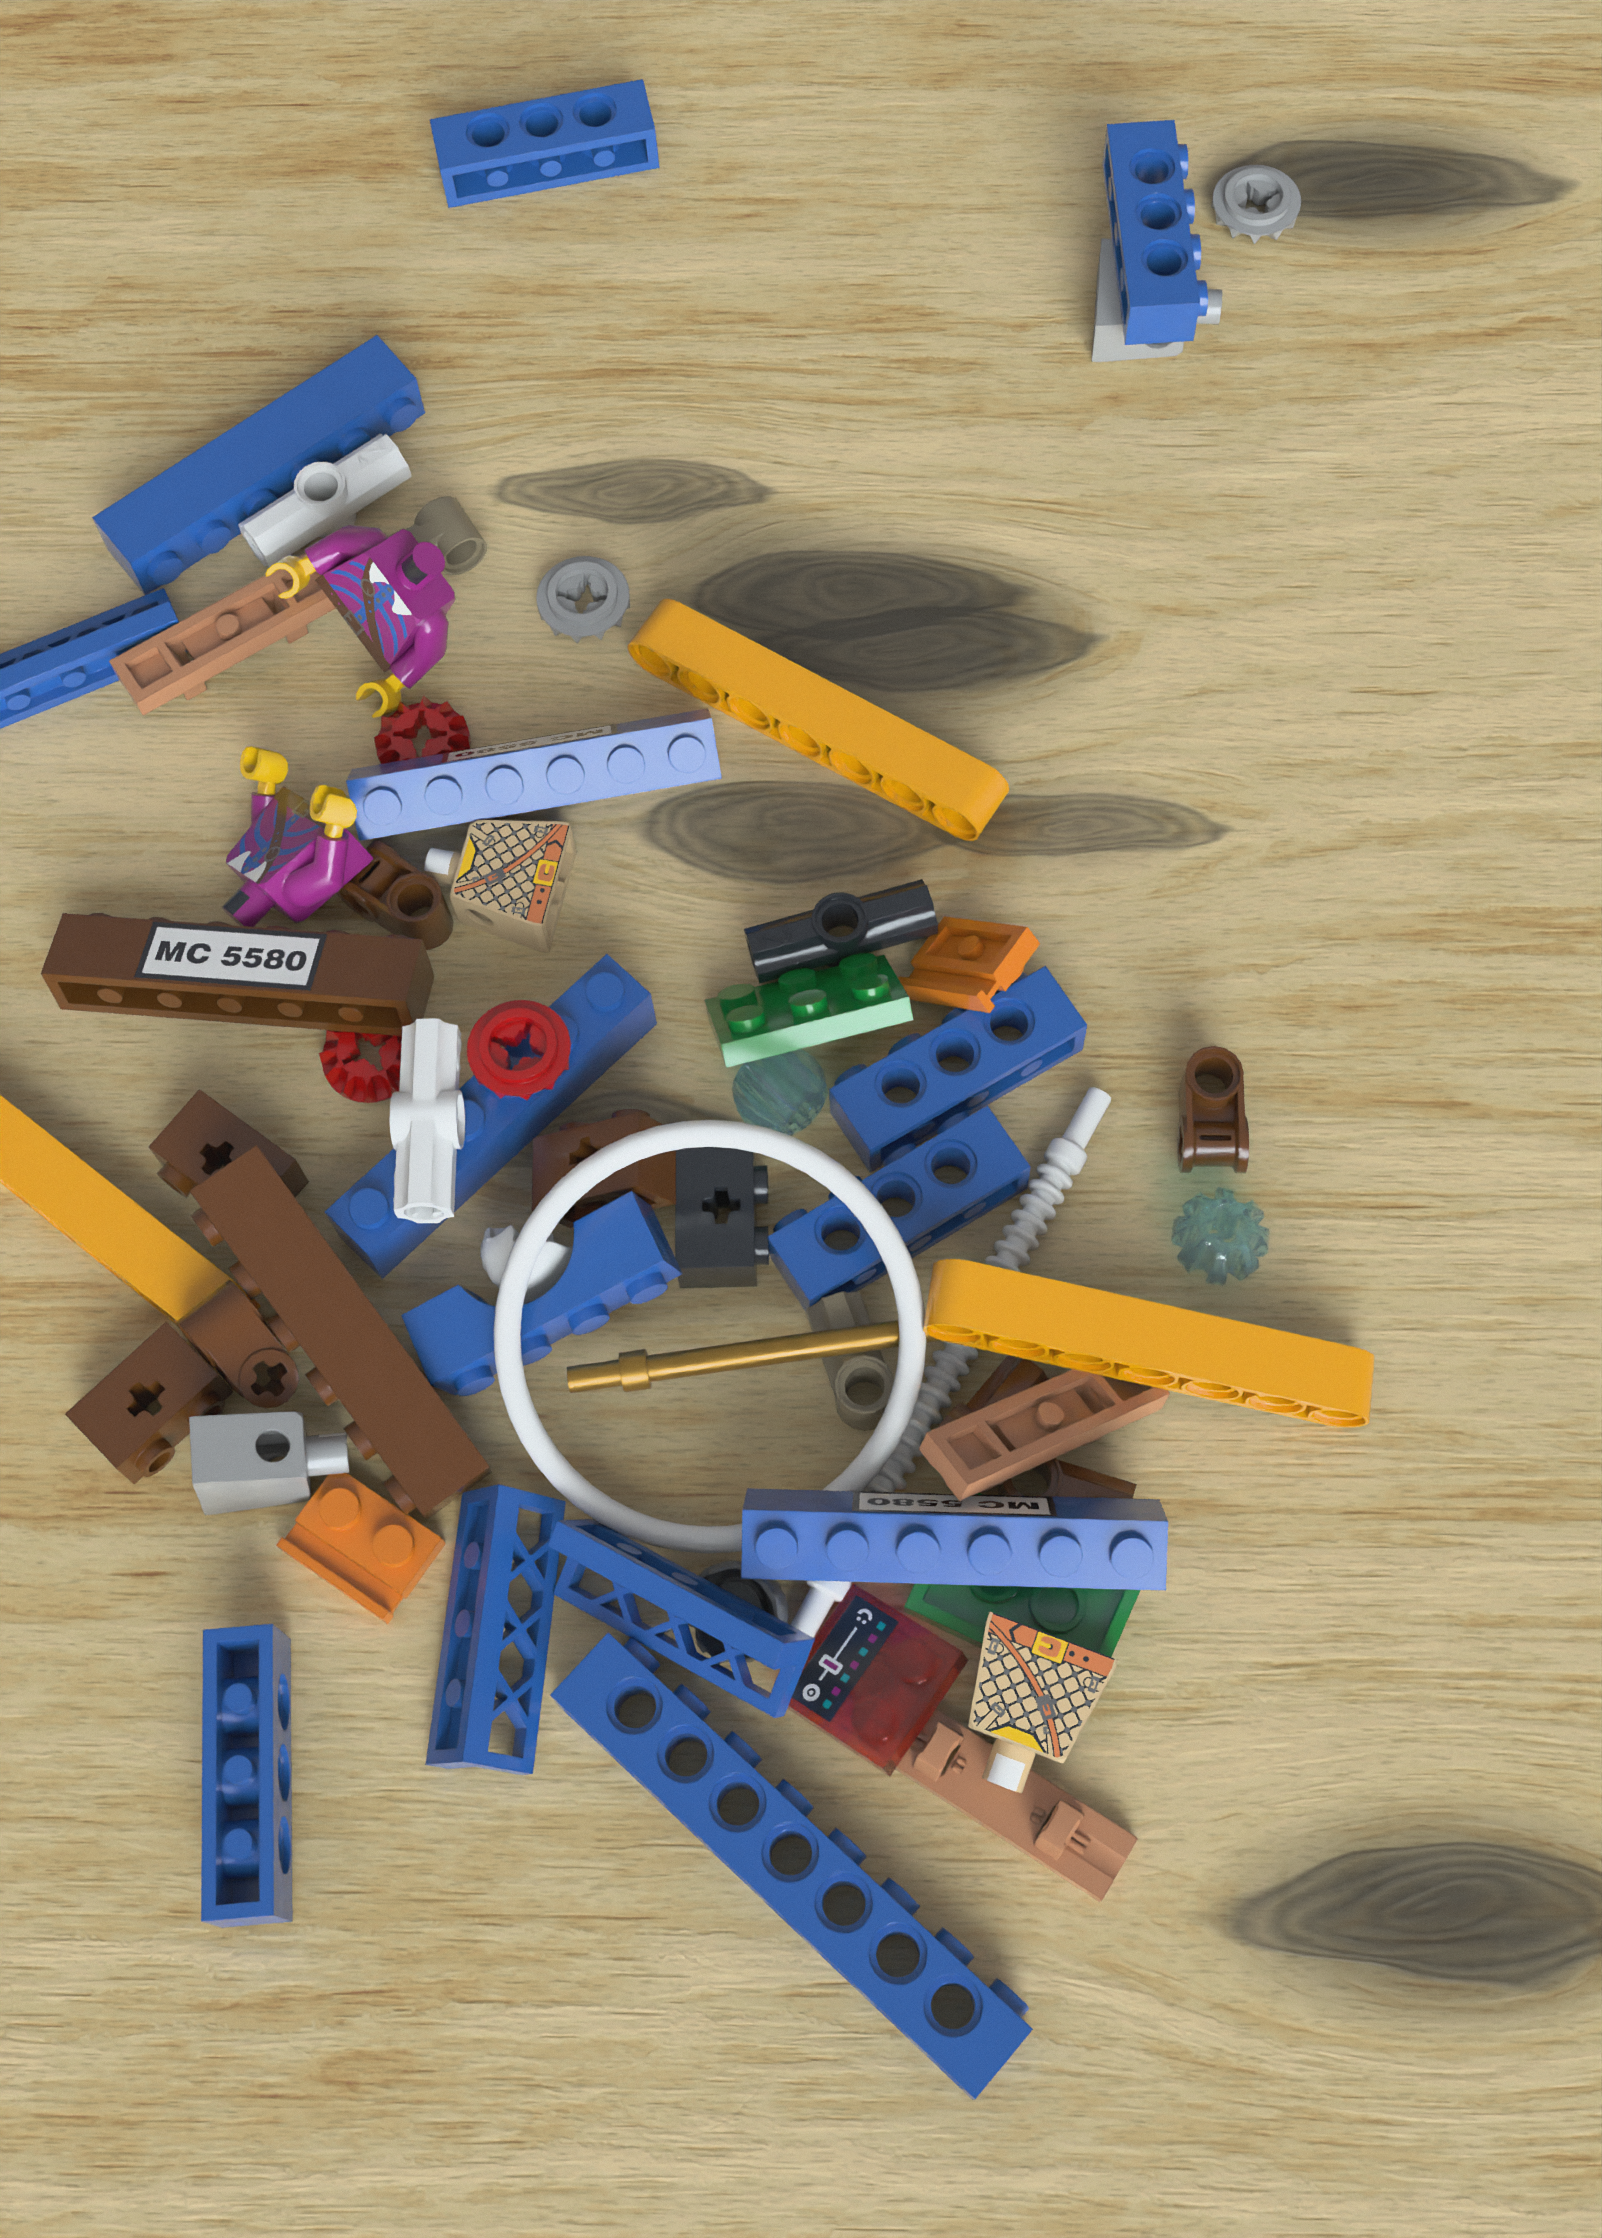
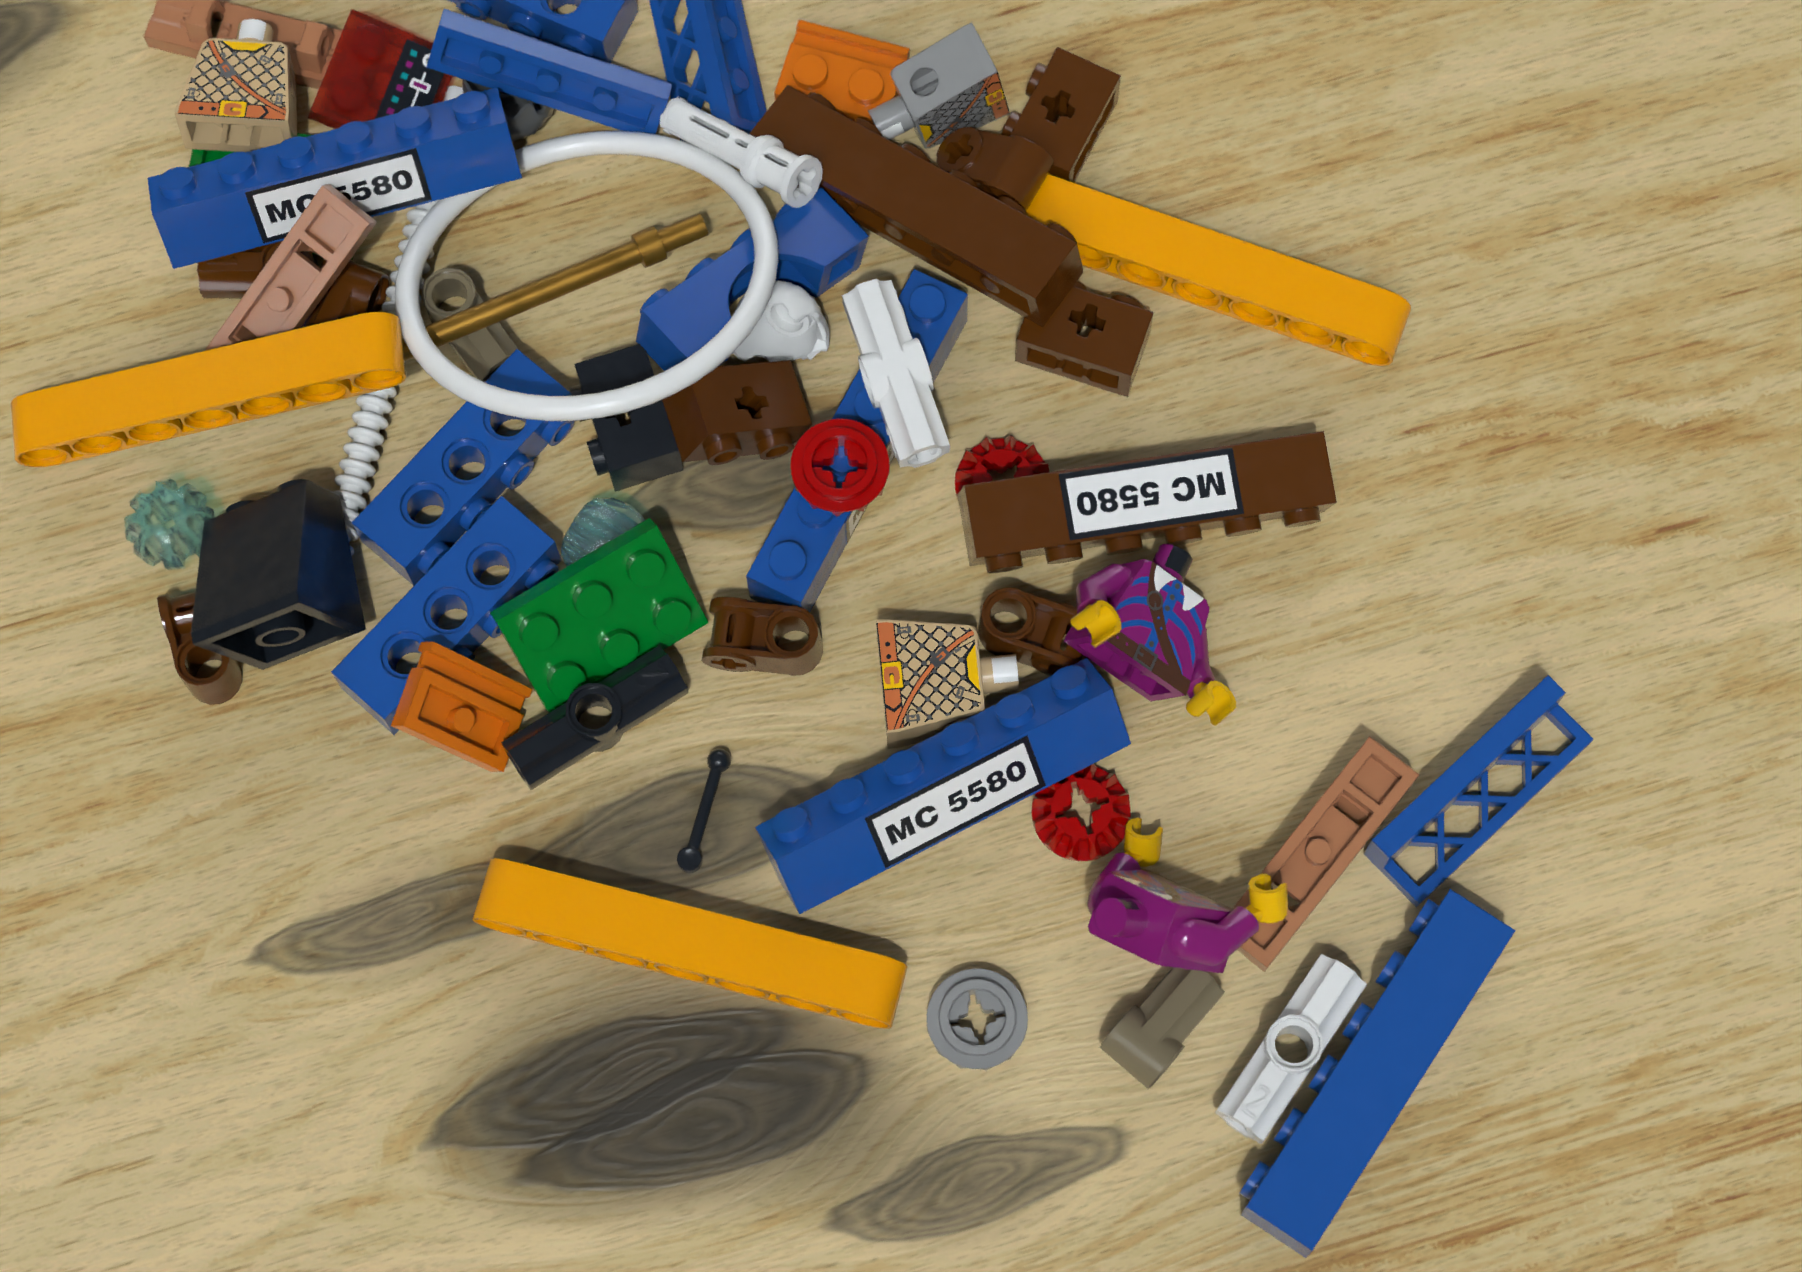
camera: 160 degrees right, 5 degrees up
(471, 1418) = (759, 158): none -> white pin
(669, 965) = (749, 633): none -> reddish brown piece
(792, 804) = (689, 858): none -> black hinge
(1122, 1124) = (276, 577): none -> black slope

